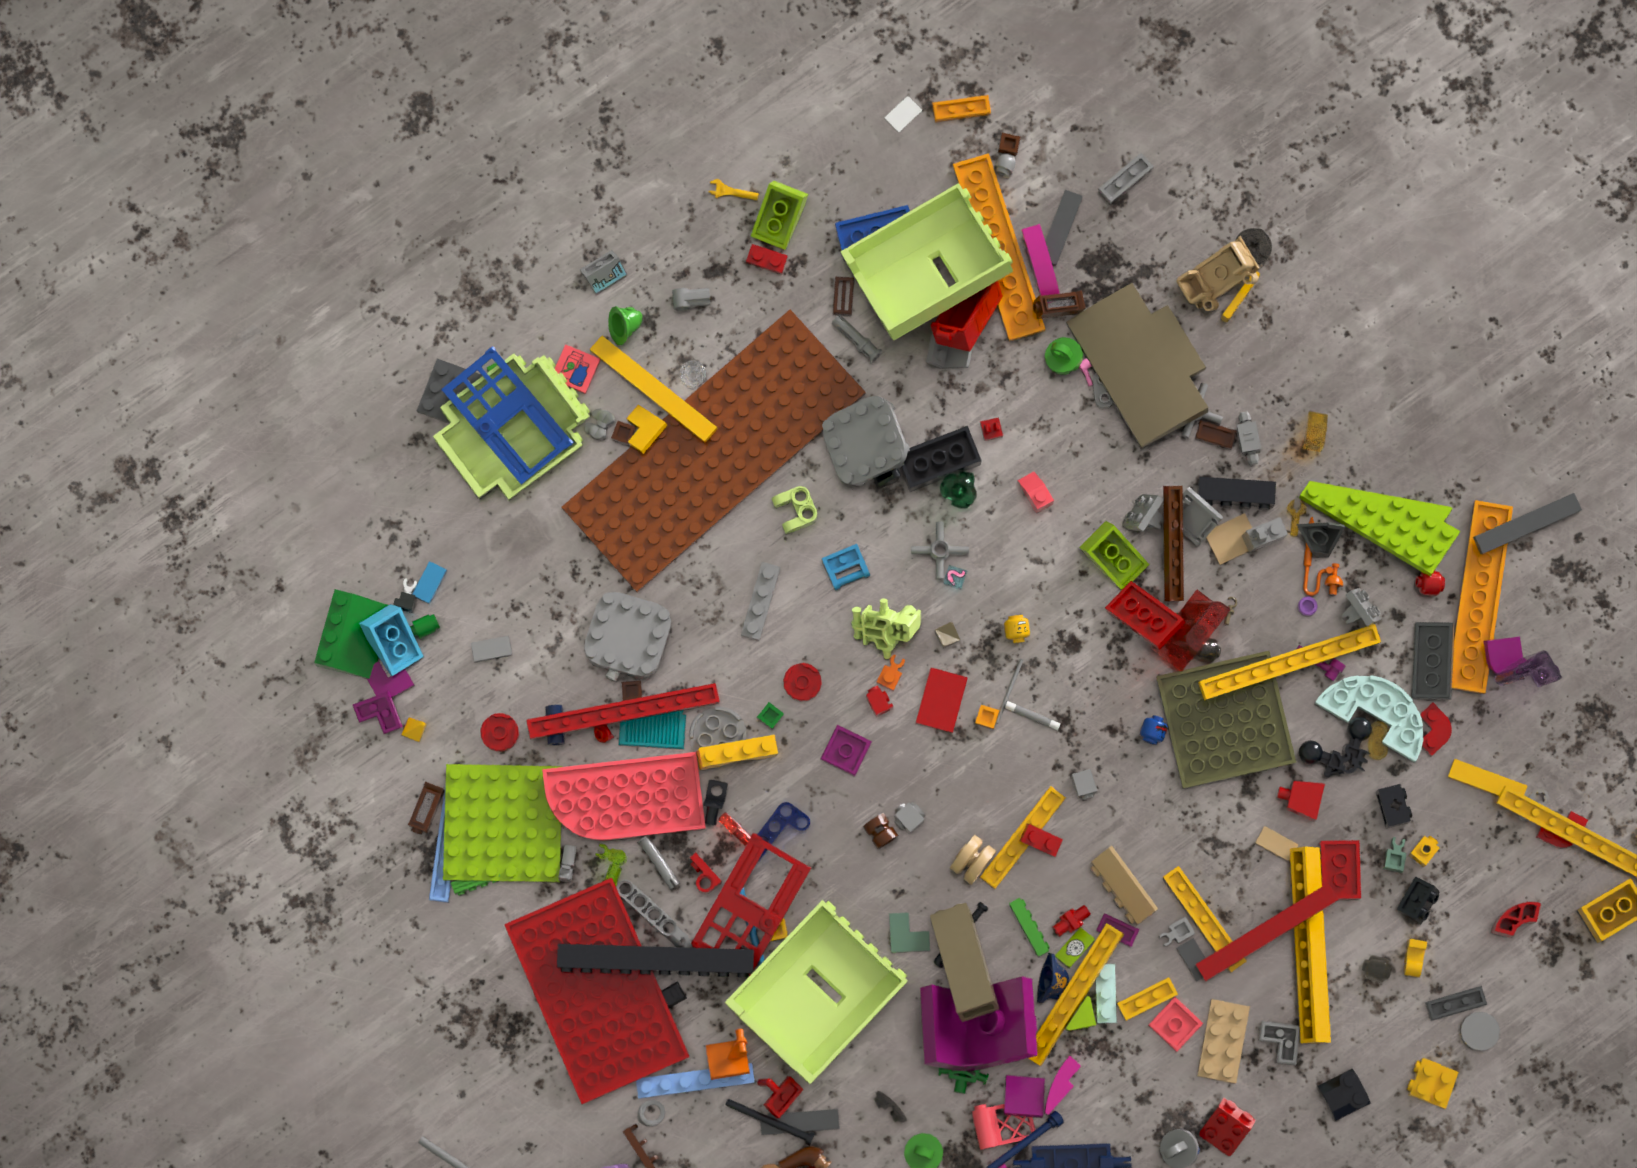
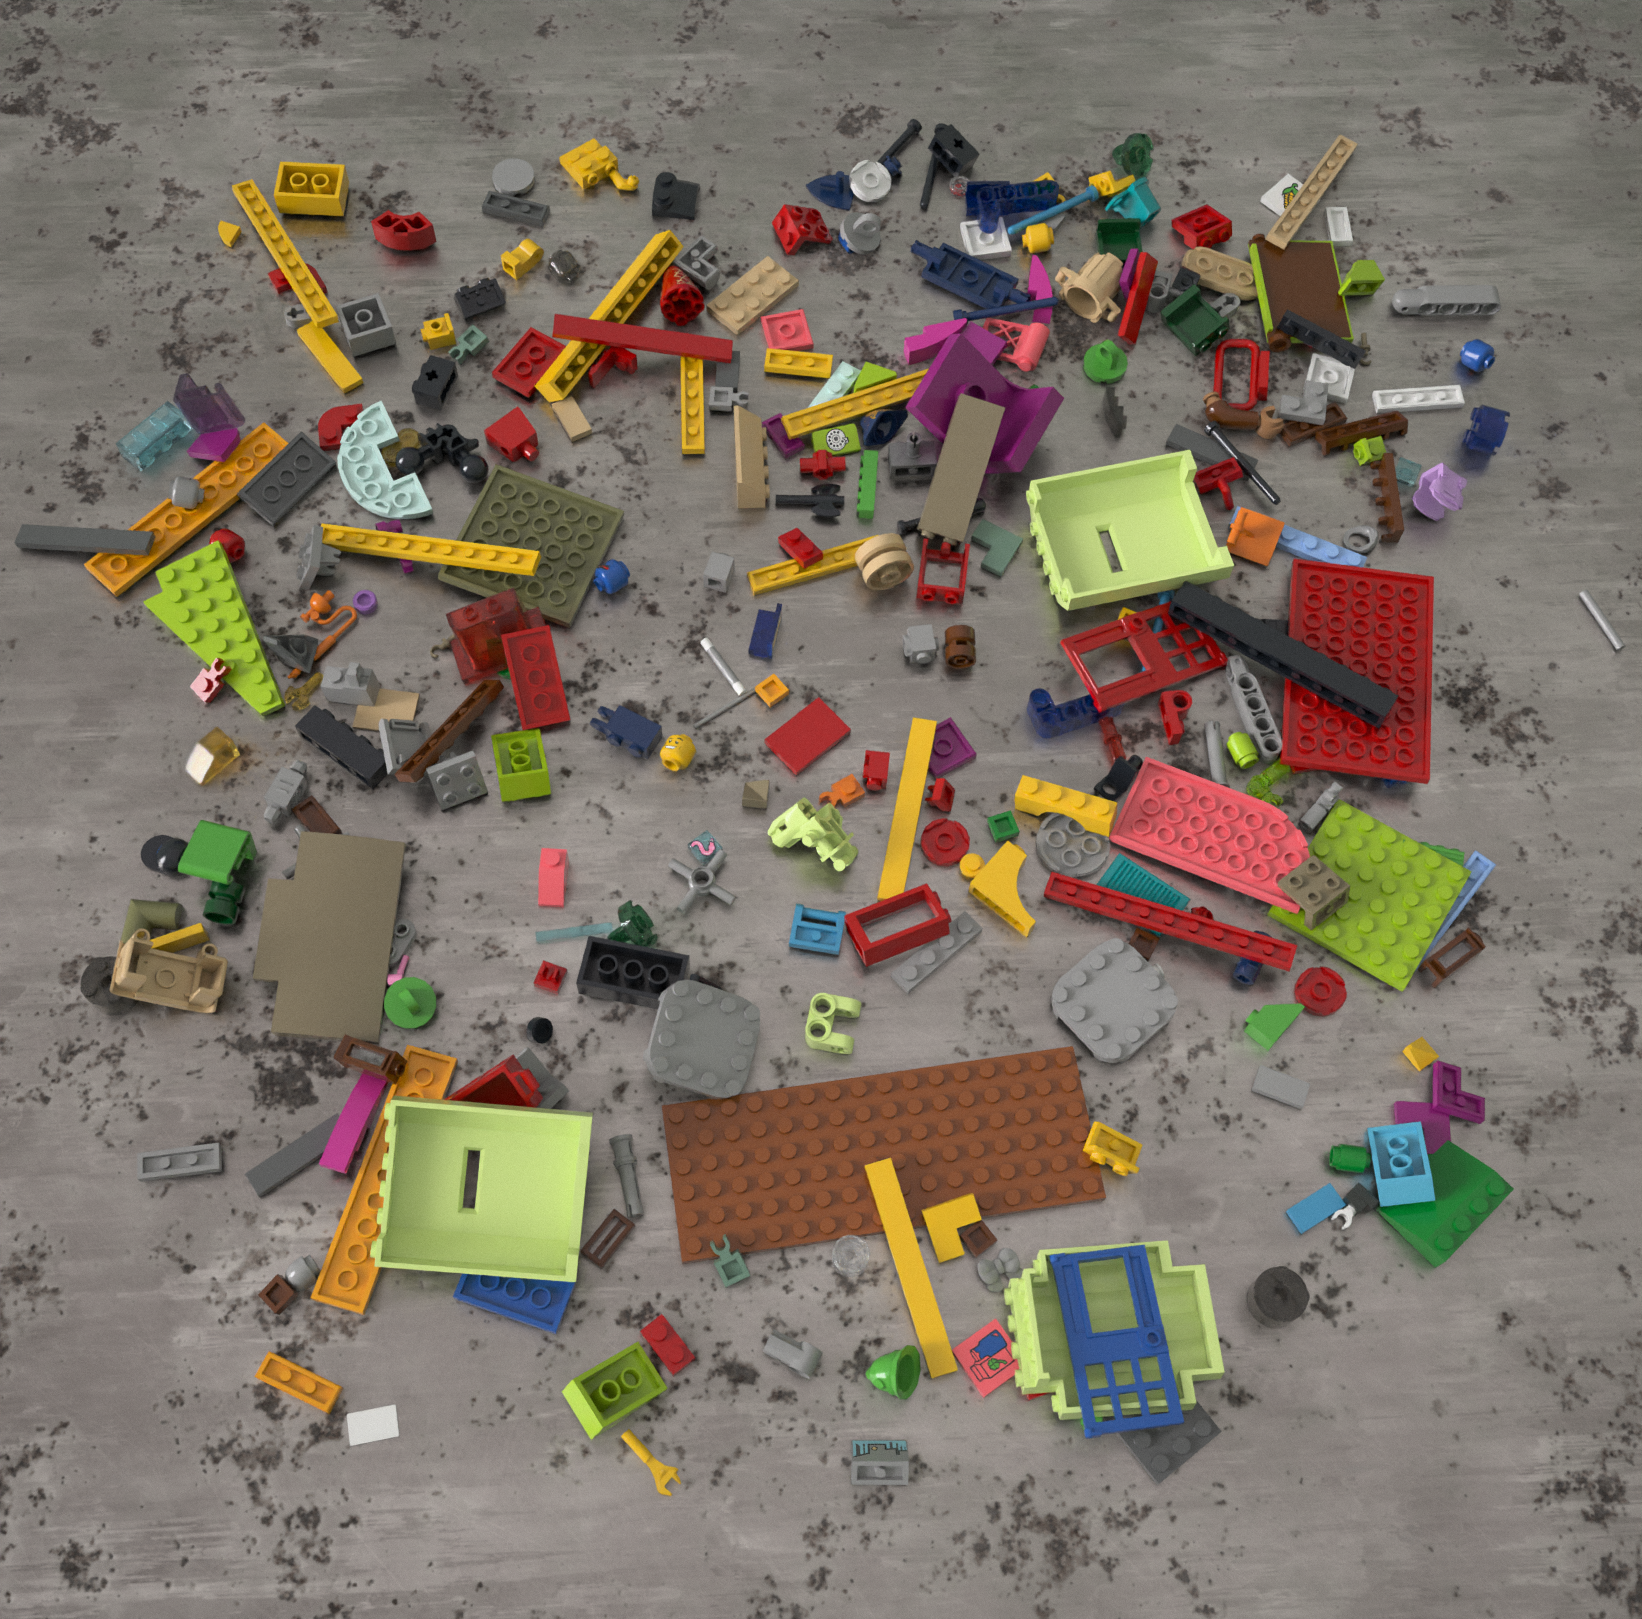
camera: 150 degrees left, 15 degrees down
(419, 498) = (1288, 1286): none -> clear smoke brick
(519, 686) = (1271, 1022): none -> bright green slope
(540, 789) = (1315, 890): none -> dark tan bracket
(573, 536) = (1113, 1148): none -> yellow bracket
(643, 876) = (1242, 750): none -> lime brick
(748, 669) = (998, 887): none -> yellow arch
(761, 323) = (730, 1264): none -> sand green plate
(774, 675) = (971, 865): none -> yellow plate
(795, 598) = (897, 924): none -> red window
(824, 712) = (942, 795): none -> red tile
(840, 687) = (907, 808): none -> yellow tile
(929, 863) = (942, 593): none -> red window
(973, 390) = (539, 1030): none -> black tile
(998, 467) = (574, 932): none -> clear light blue bar
(1011, 965) = (912, 459): none -> flat silver brick
(1021, 759) = (765, 632): none -> clear blue panel
(1051, 893) = (823, 500): none -> black piece
(1060, 624) = (629, 730): none -> dark blue hinge
(1227, 342) = (223, 906): none -> dark green wheel
(1252, 364) = (216, 851): none -> bright green piece
(1270, 305) = (150, 915): none -> olive brick
(1274, 998) = (679, 297): none -> red cone
(1286, 892) = (616, 356): none -> red bracket
(1290, 353) = (163, 854): none -> black cap
(1359, 480) = (209, 681): none -> plate
(1392, 1081) = (624, 184): none -> yellow arm
(1478, 818) = (366, 324): none -> light grey brick
(1486, 598) = (185, 492): none -> light grey head
(1551, 630) = (153, 436): none -> clear light blue brick

